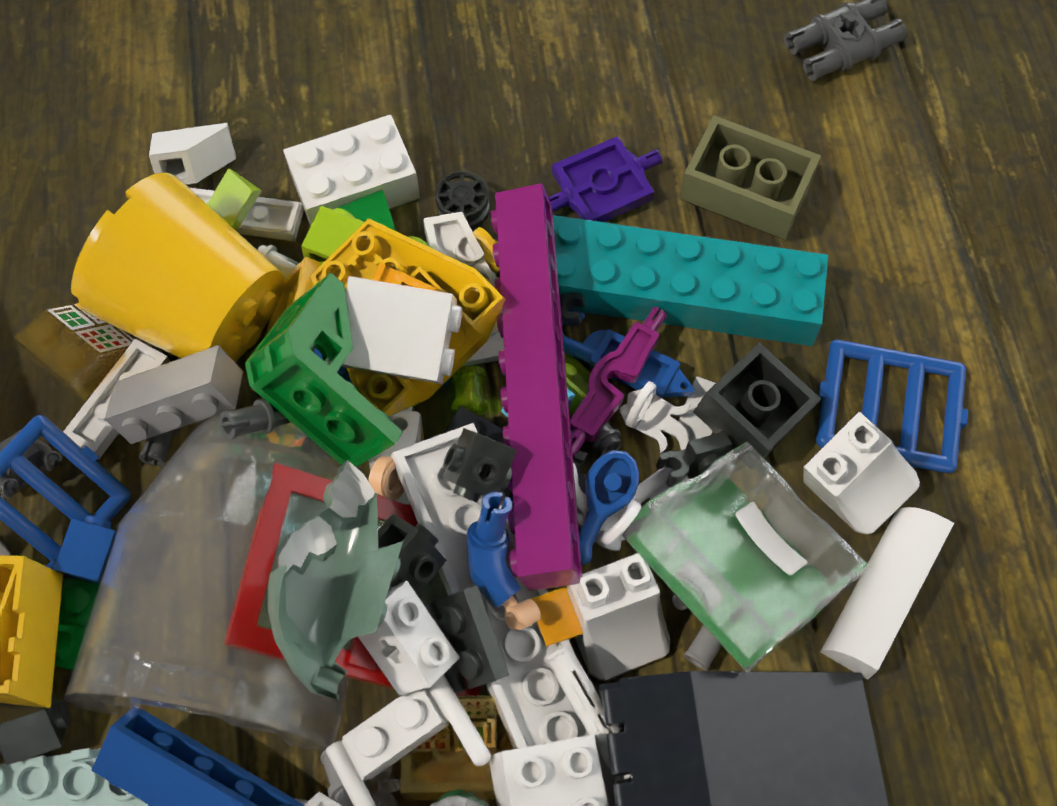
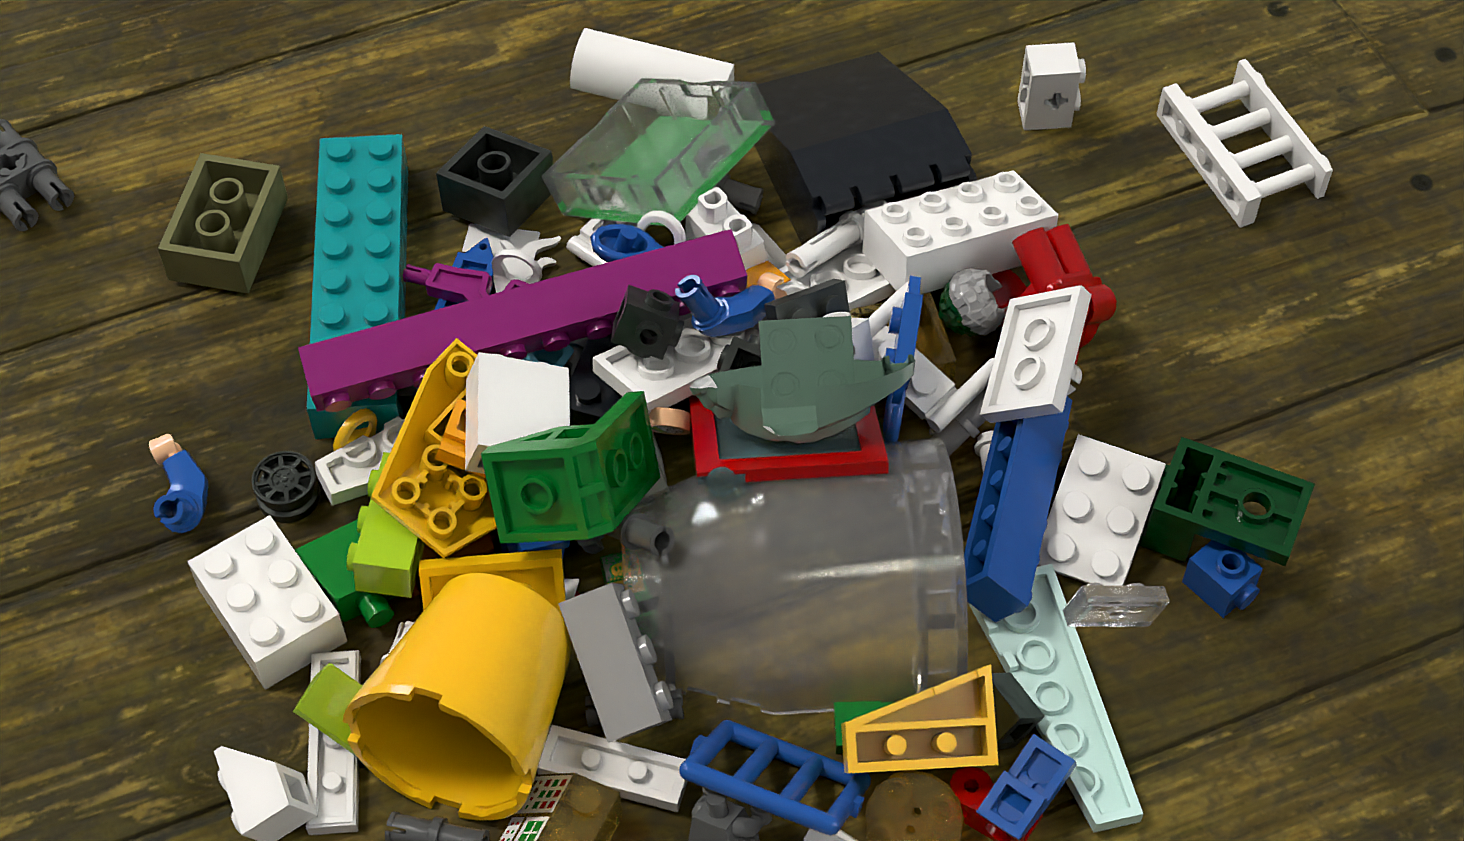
camera: 105 degrees left, 10 degrees down
(86, 549) = (807, 714): blue brick -> none
(379, 709) = (905, 324): none -> blue plate
(478, 134) = (188, 492): none -> blue arm
(604, 181) = (240, 360): dark purple plate -> none
(694, 458) = (563, 218): pearl dark grey plate -> none
(769, 540) = (638, 151): white sticker -> none
(861, 476) = (548, 98): white hips -> none
(917, 365) = (465, 51): blue bar -> none

